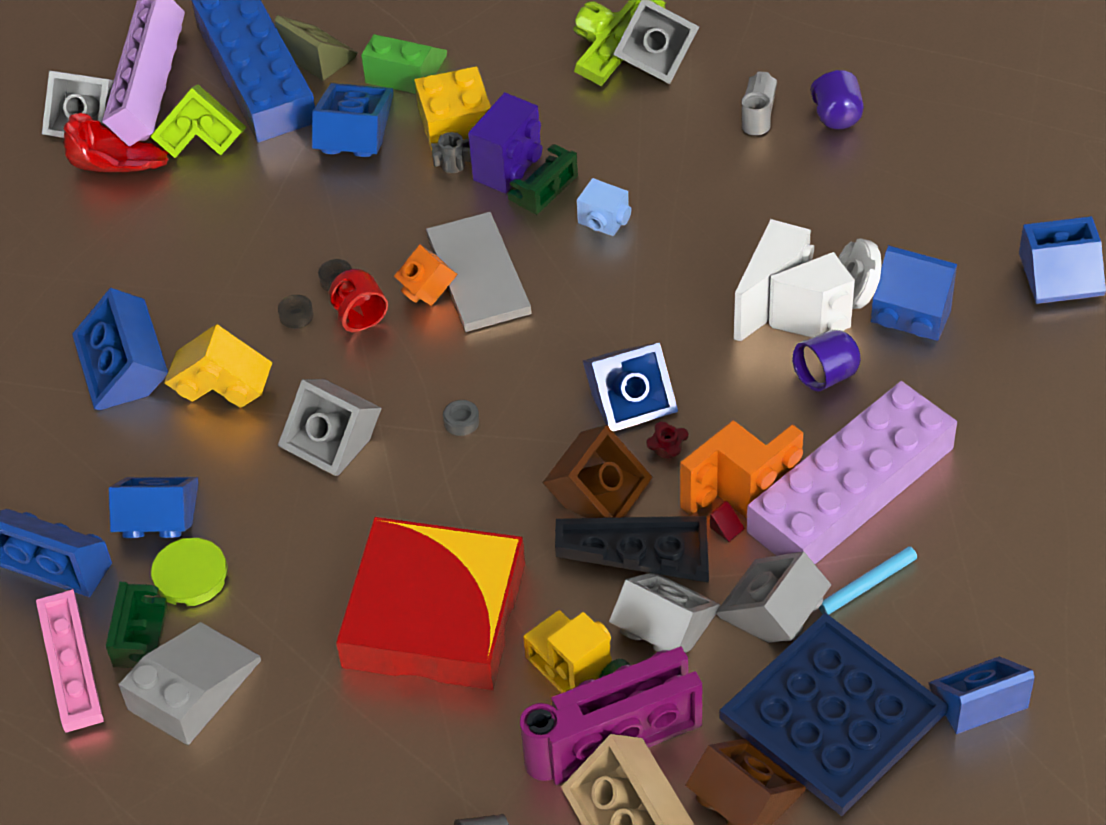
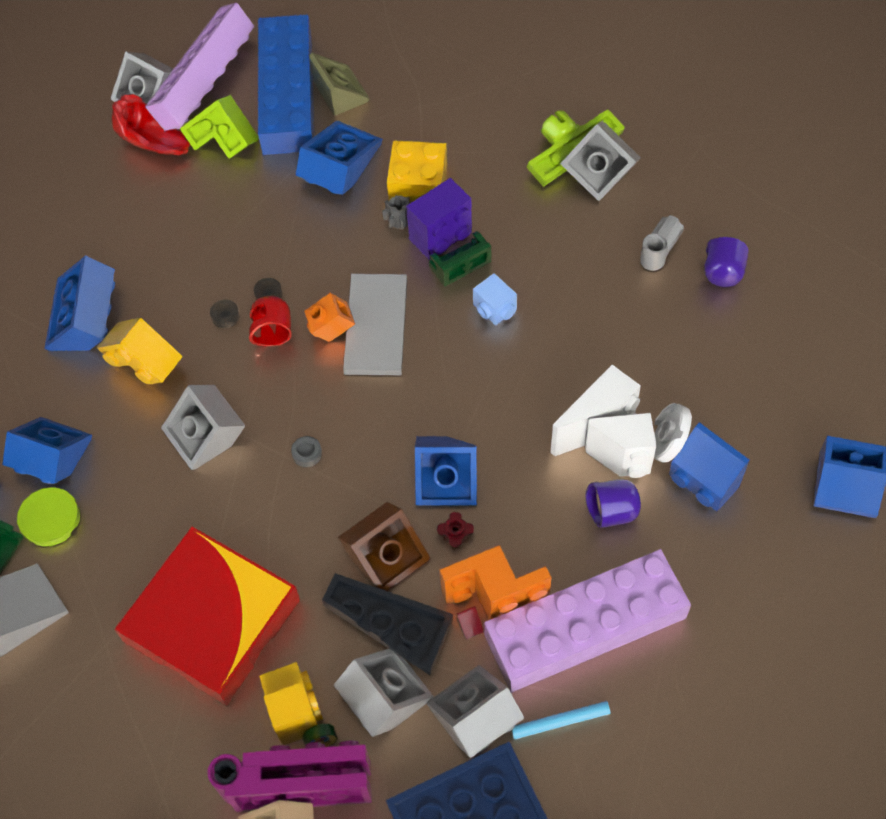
camera: 20 degrees right, 10 degrees up
(398, 62) = (396, 117): bright green slope -> none

